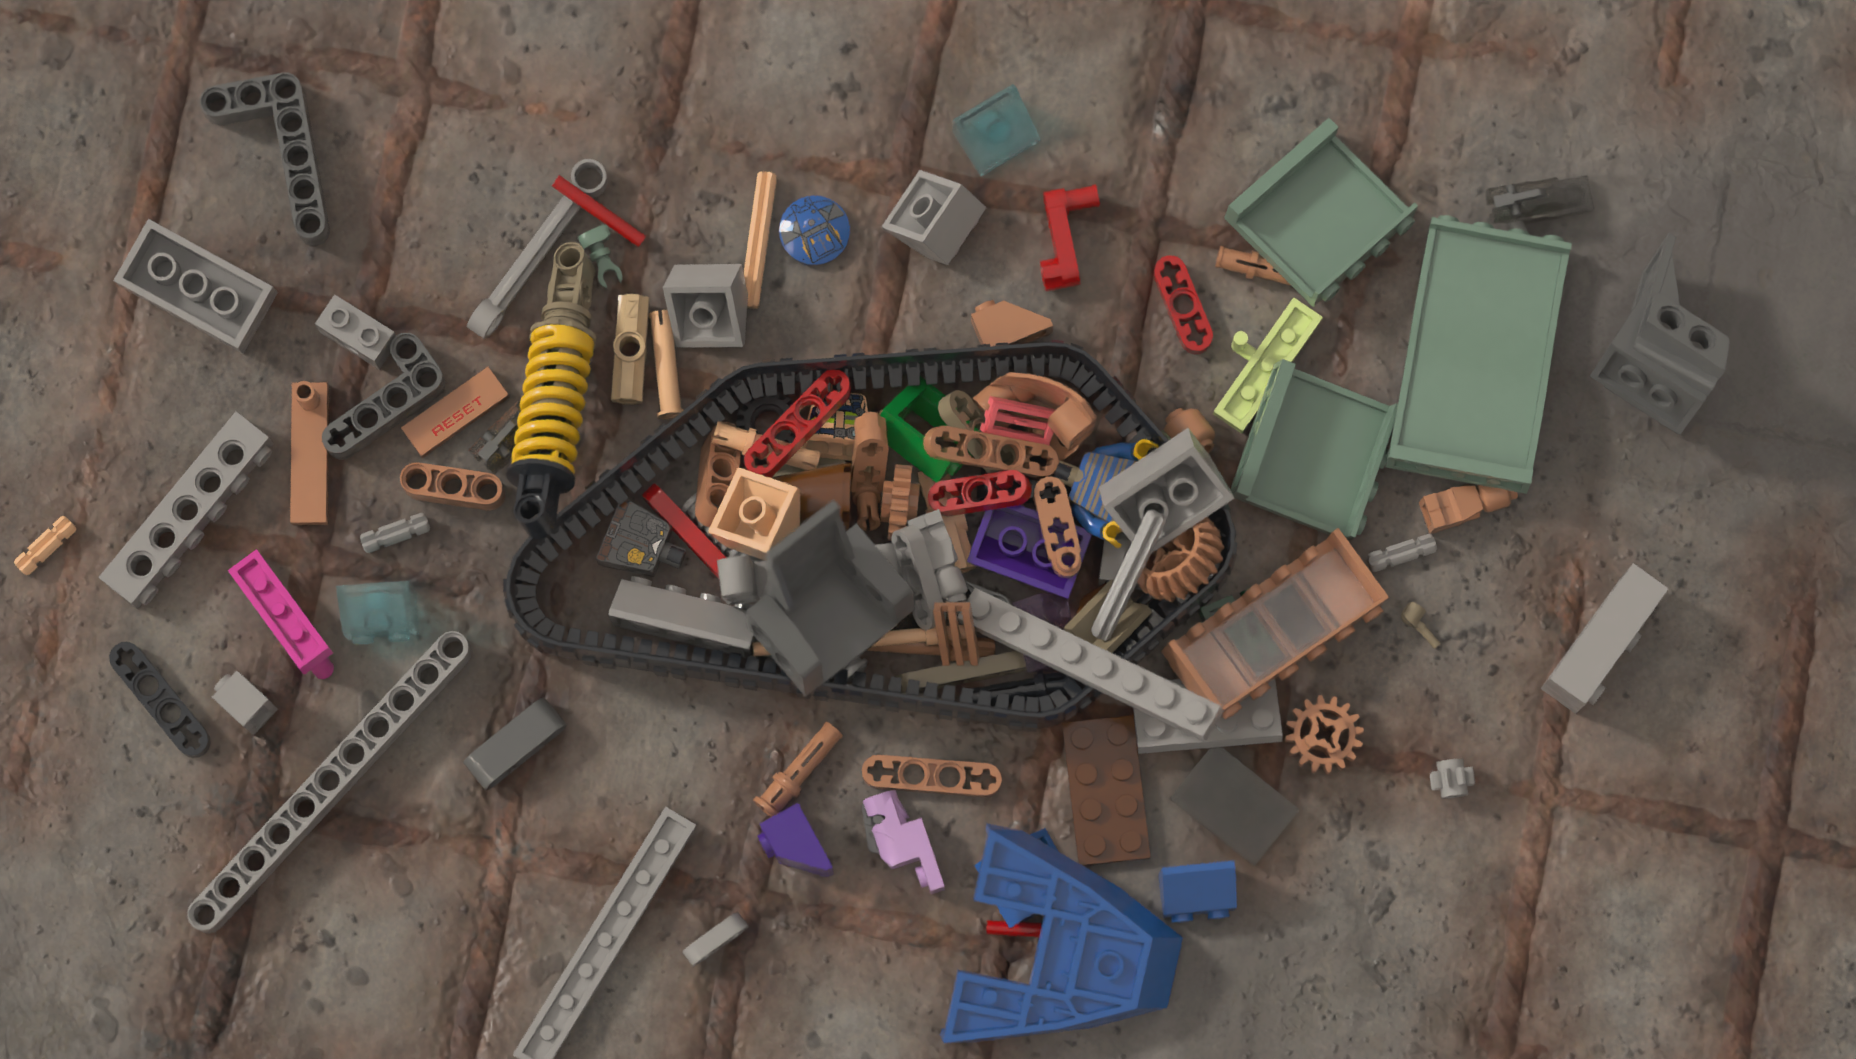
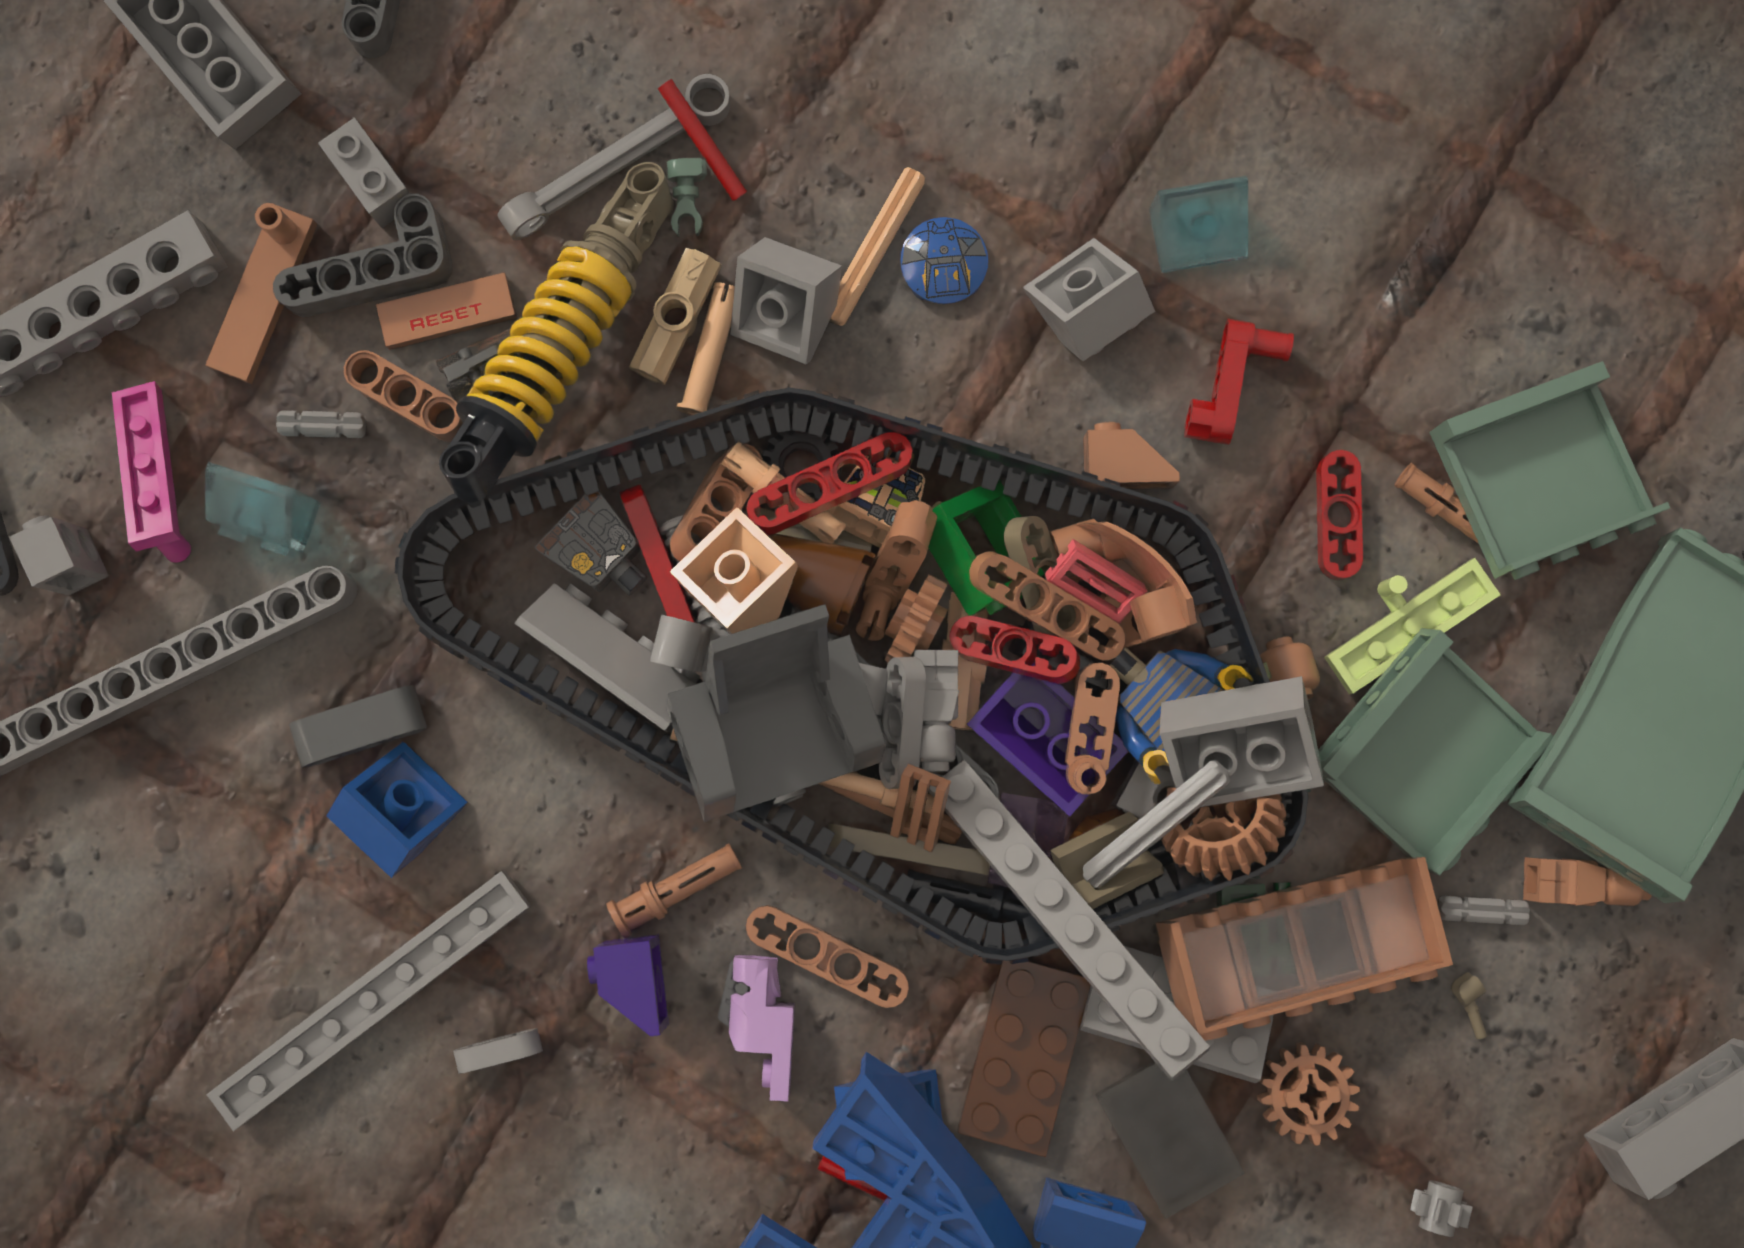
camera: 20 degrees right, 5 degrees up
(568, 793) = (395, 808): none -> blue slope

